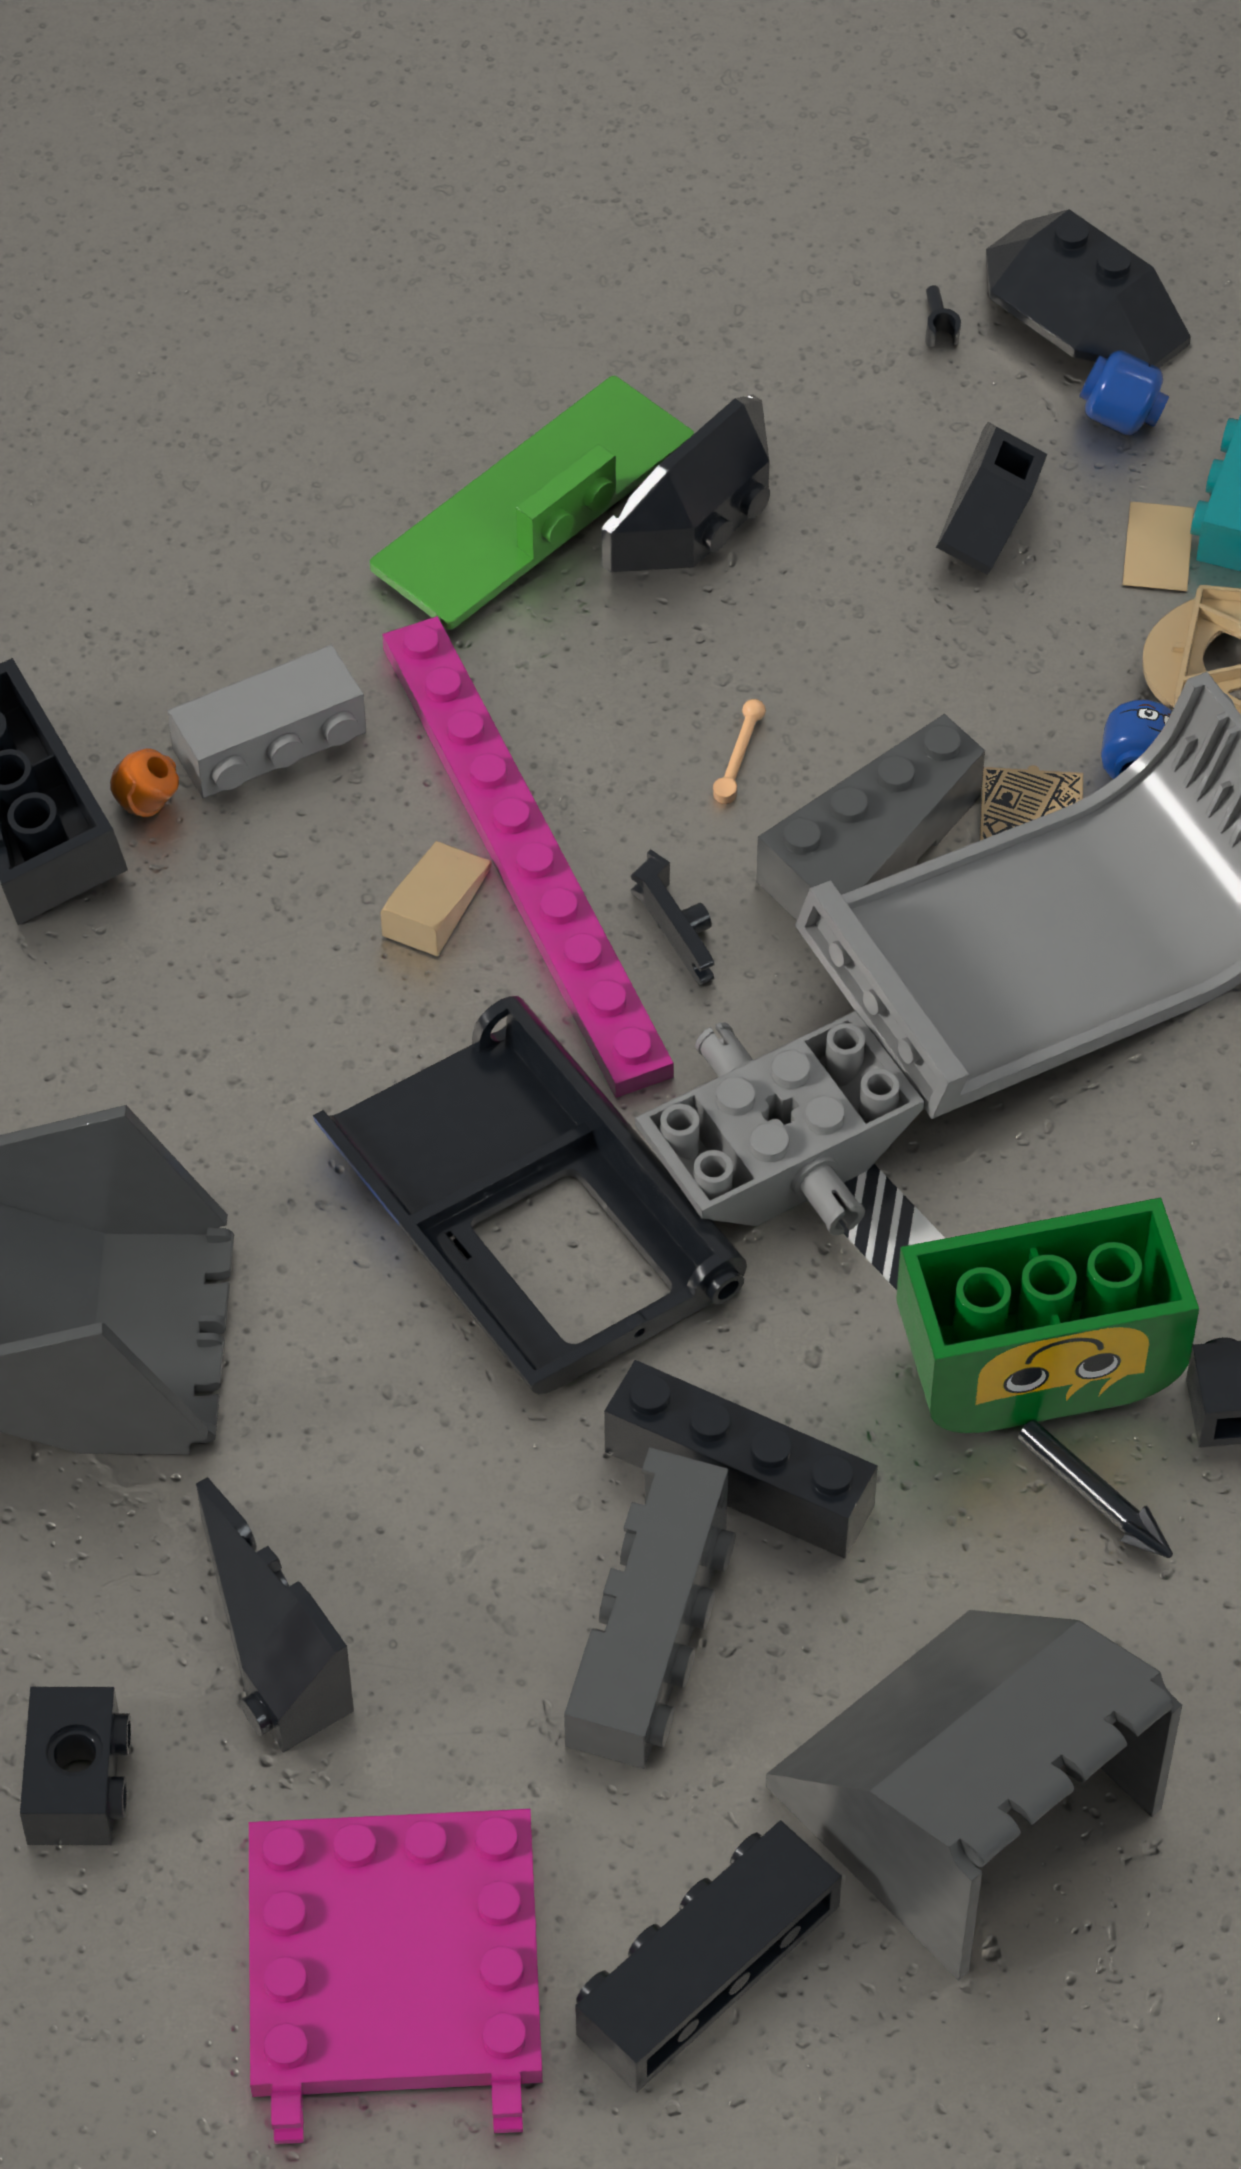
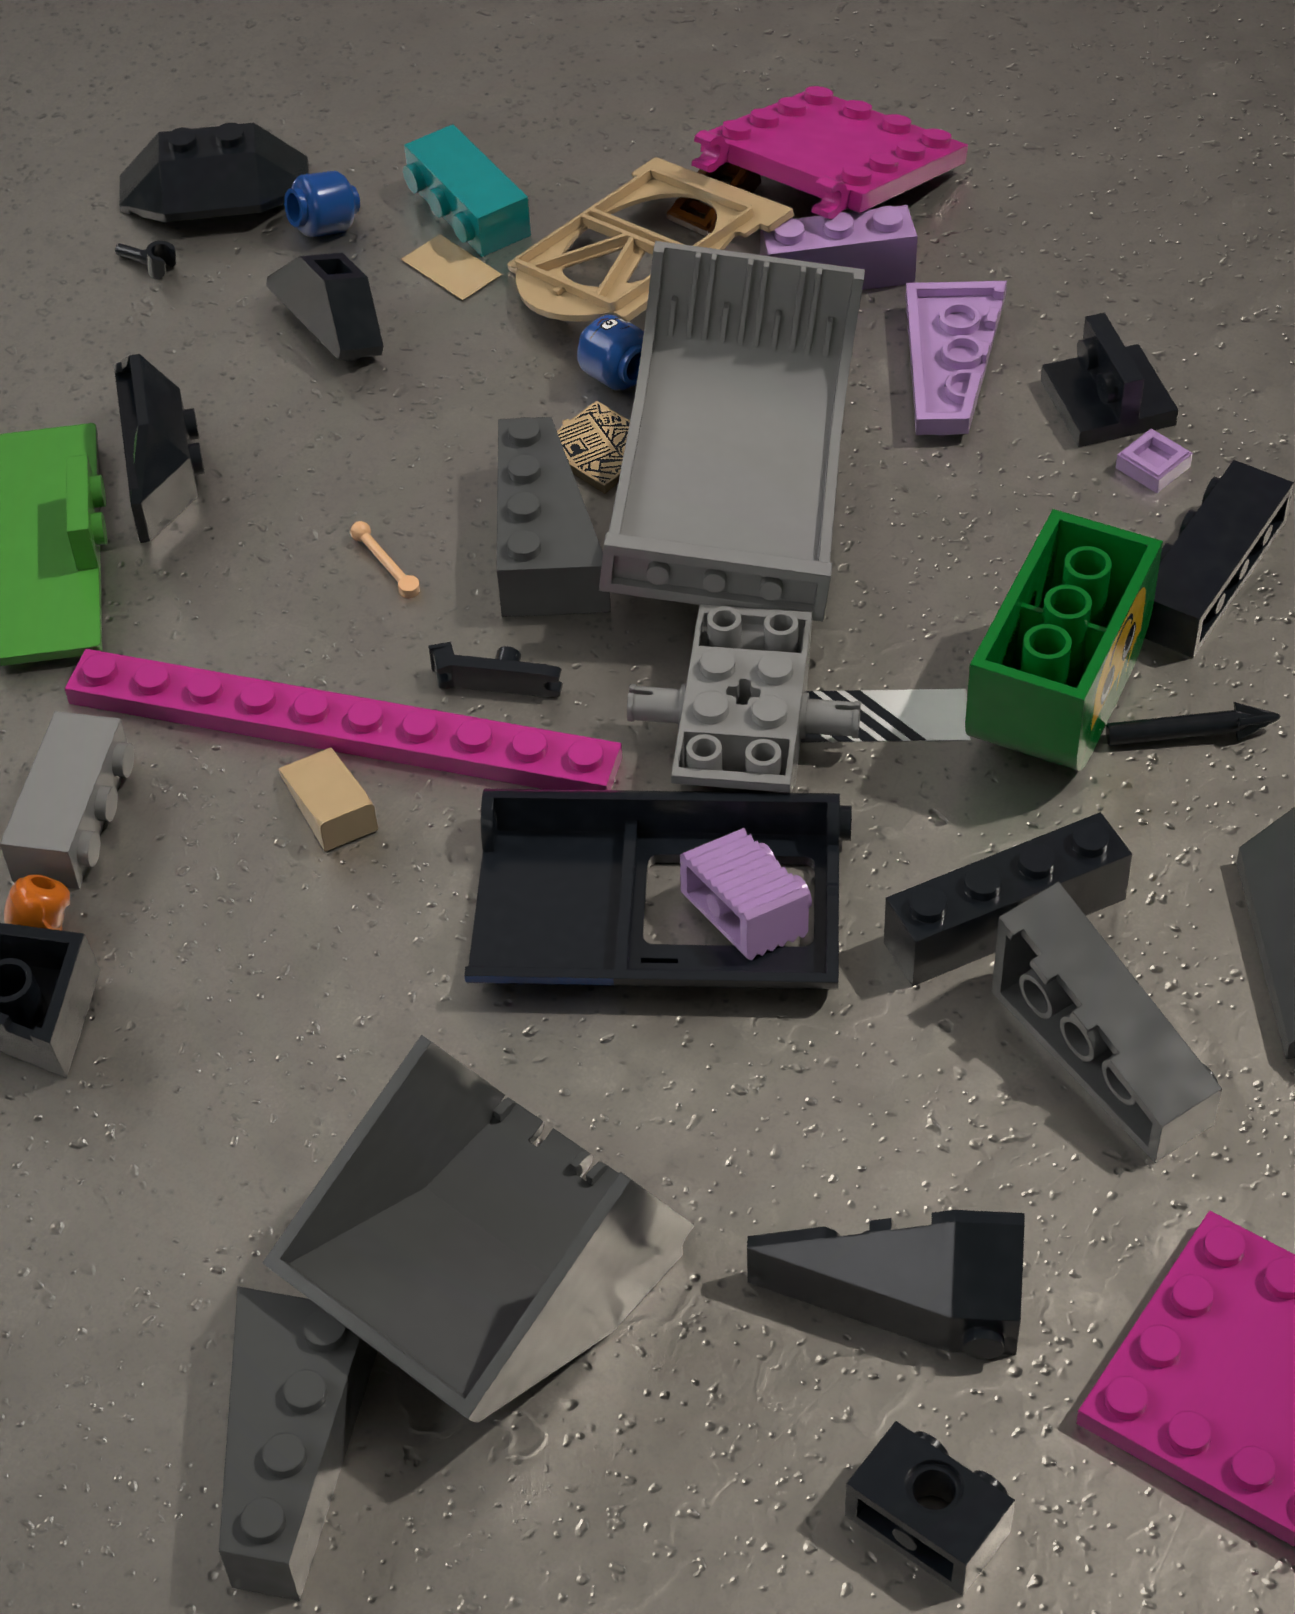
camera: 50 degrees left, 5 degrees down
(572, 1257) = (746, 893): none -> lavender brick

